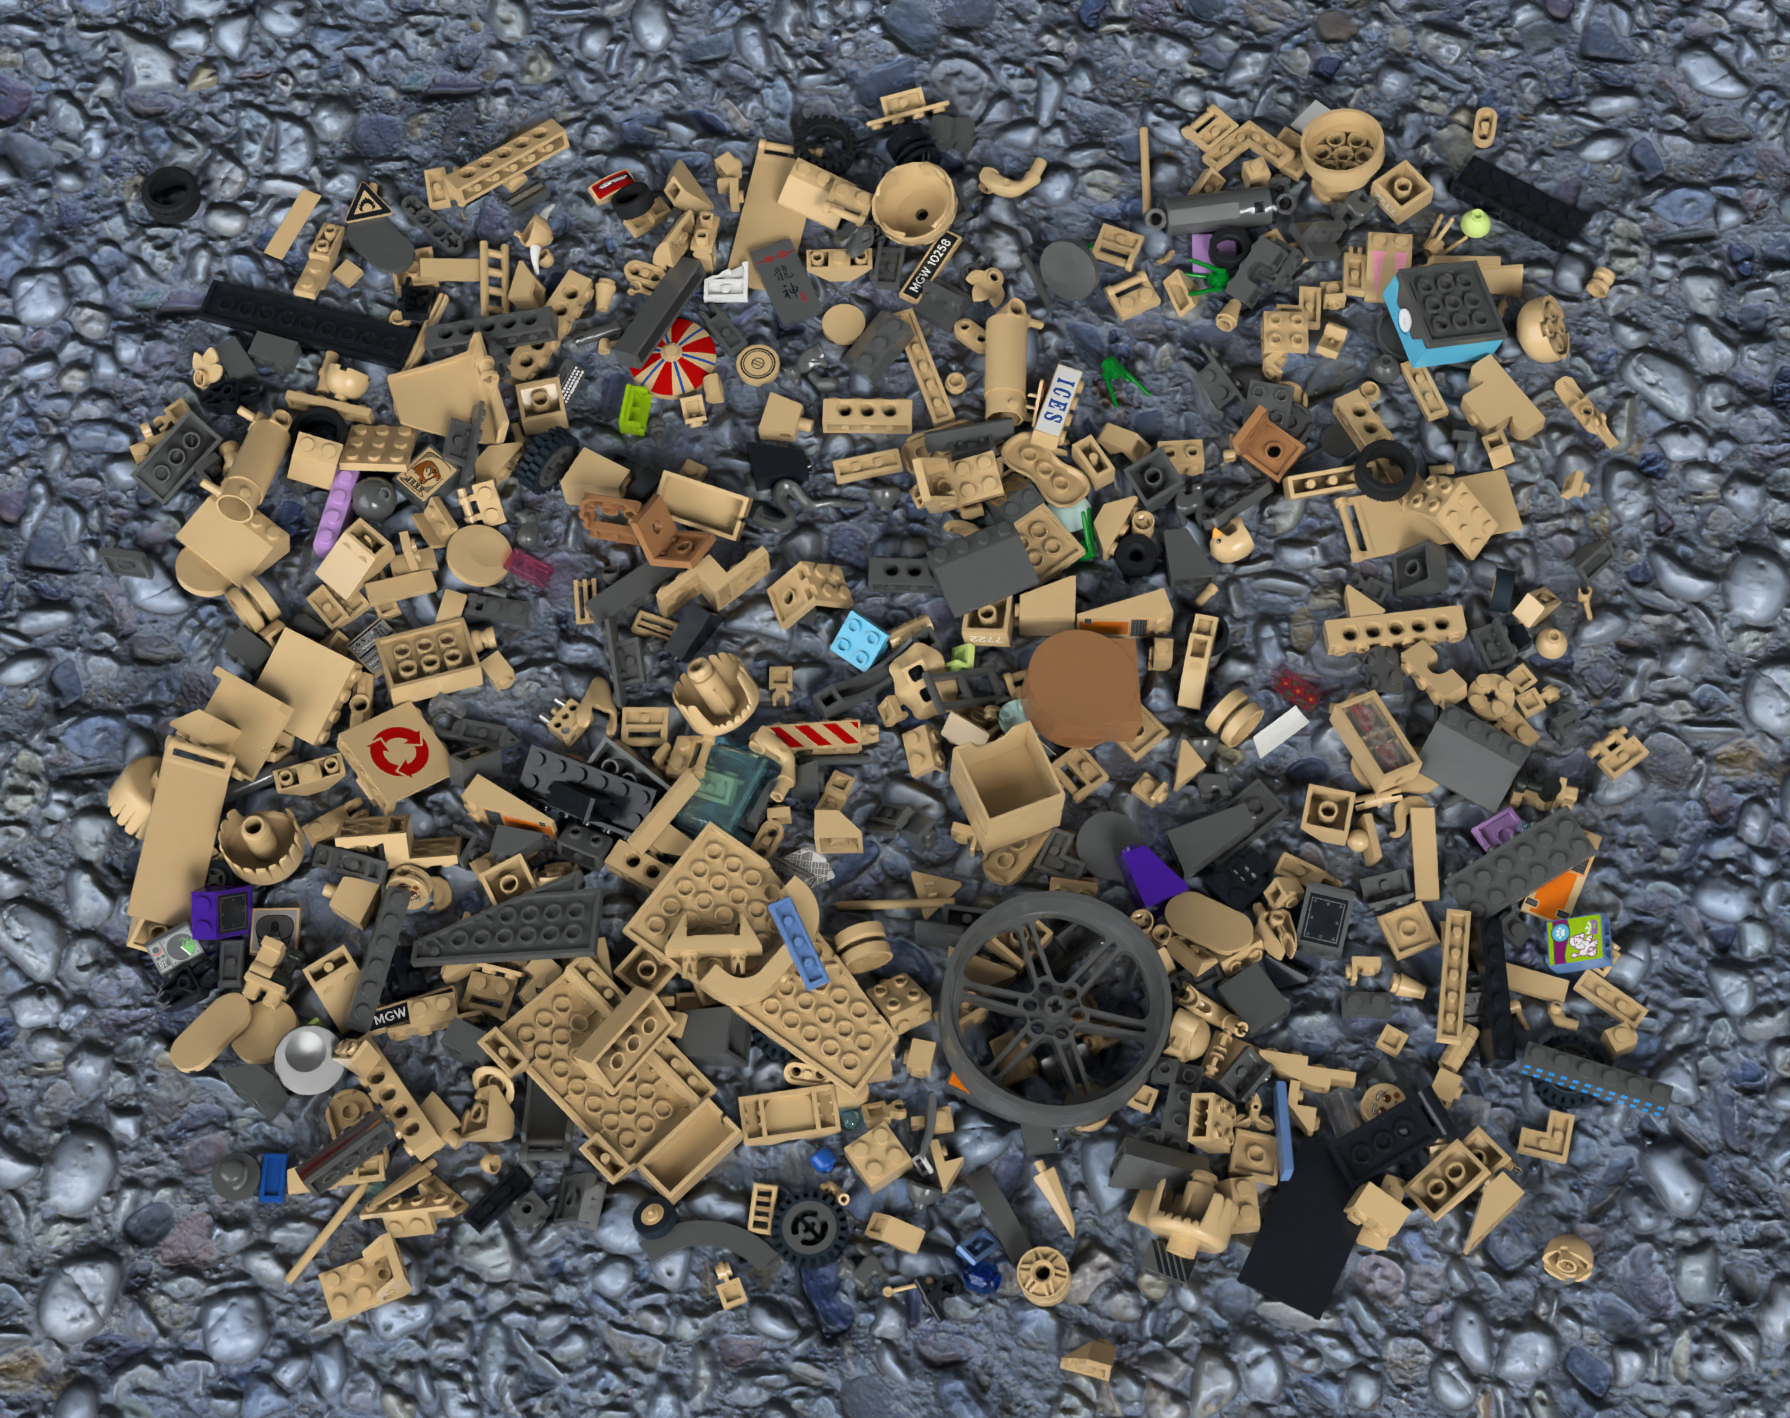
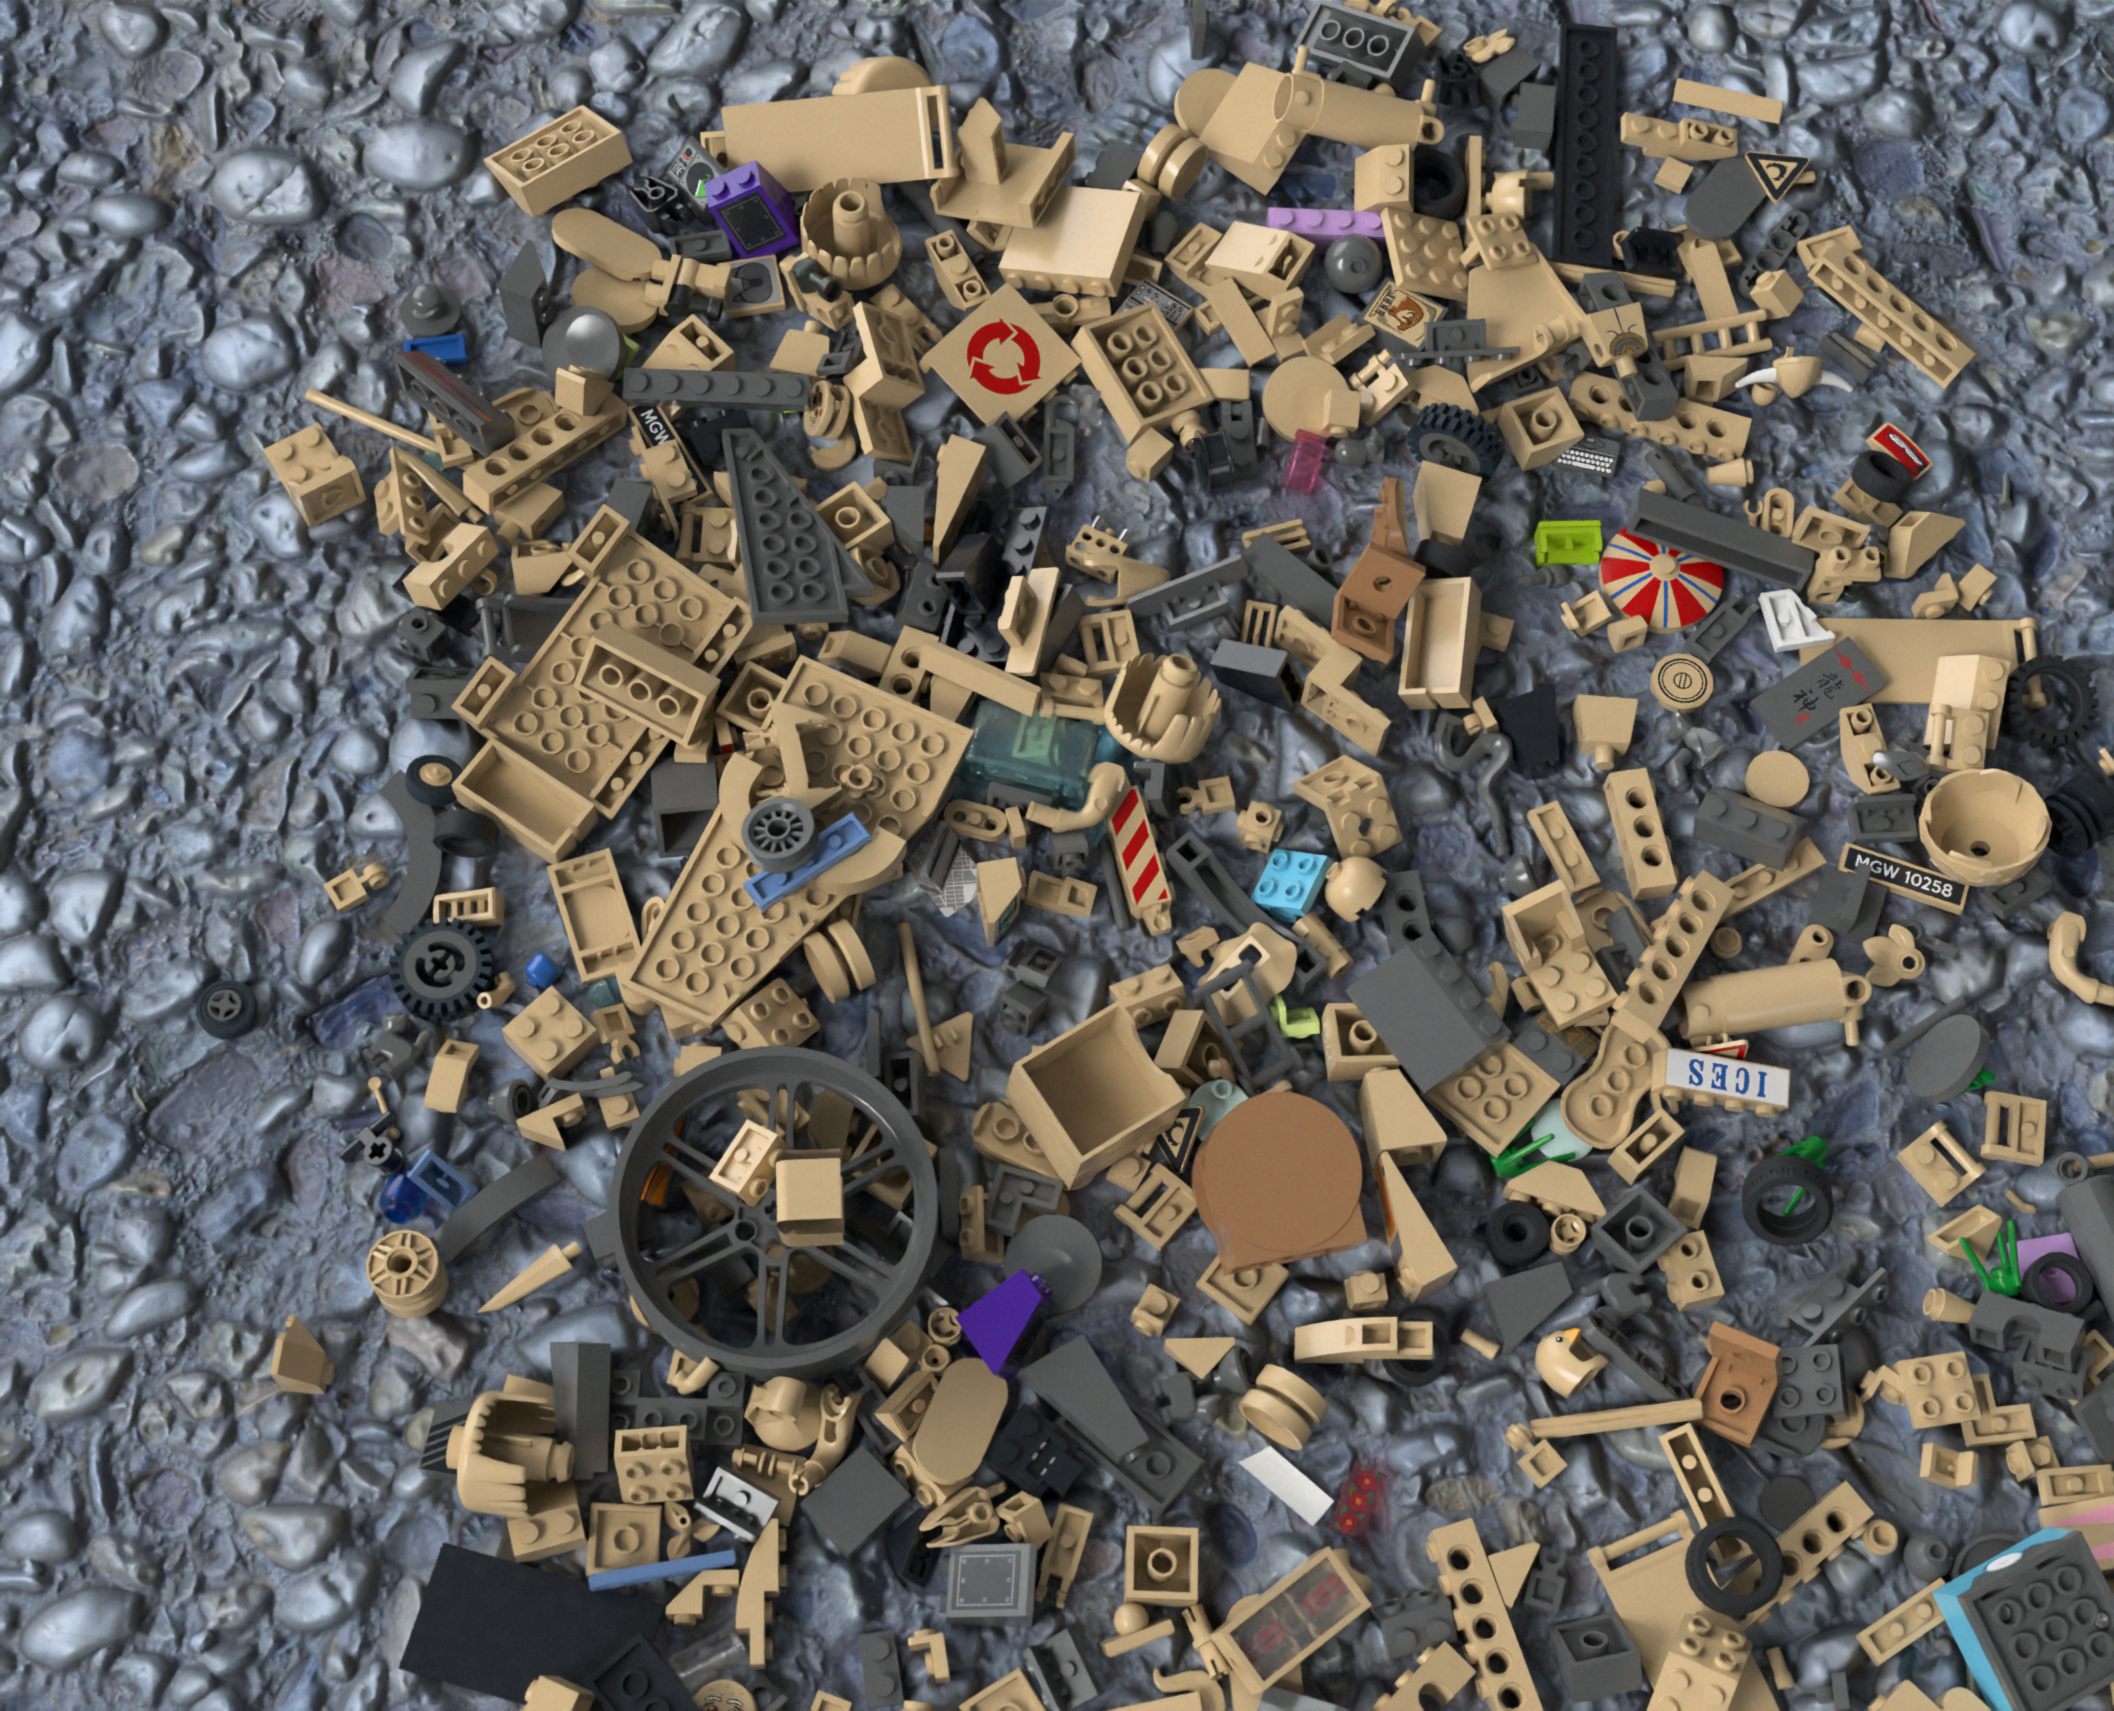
camera: 70 degrees right, 0 degrees up
(119, 1059) = (559, 160): none -> tan slope
(306, 878) = (814, 293): none -> tan hips
(385, 395) = (1497, 242): none -> tan bracket
(470, 229) = (1776, 294): none -> tan brick
(493, 1190) = (437, 583): none -> tan arch
(498, 332) = (1616, 337): none -> tan torso
(499, 532) = (1341, 412): none -> tan brick
(519, 625) = (1213, 461): none -> black wheel
(616, 898) = (859, 652): none -> tan slope
(627, 768) = (1027, 618): none -> tan bracket
(707, 1197) = (465, 834): none -> black tyre
(731, 910) = (856, 772): none -> tan plate
(759, 946) = (784, 852): none -> dark grey wheel
(760, 494) = (1480, 719): none -> tan tile
(777, 711) = (1157, 786): none -> dark grey bracket
(813, 653) = (1259, 826): none -> tan brick
(813, 1382) = (220, 999): none -> black wheel
(875, 598) = (1353, 886): none -> tan cylinder
(970, 411) = (1671, 957): none -> tan brick
(1028, 1007) = (750, 1163): none -> tan bracket
(1066, 966) = (810, 1197): none -> tan piece
(1156, 1089) = (697, 1379): none -> tan arm
(1162, 386) = (1787, 1229): none -> black tyre
(1272, 524) = (1617, 1419): none -> tan axle
(1289, 574) = (1540, 1461): none -> tan plate

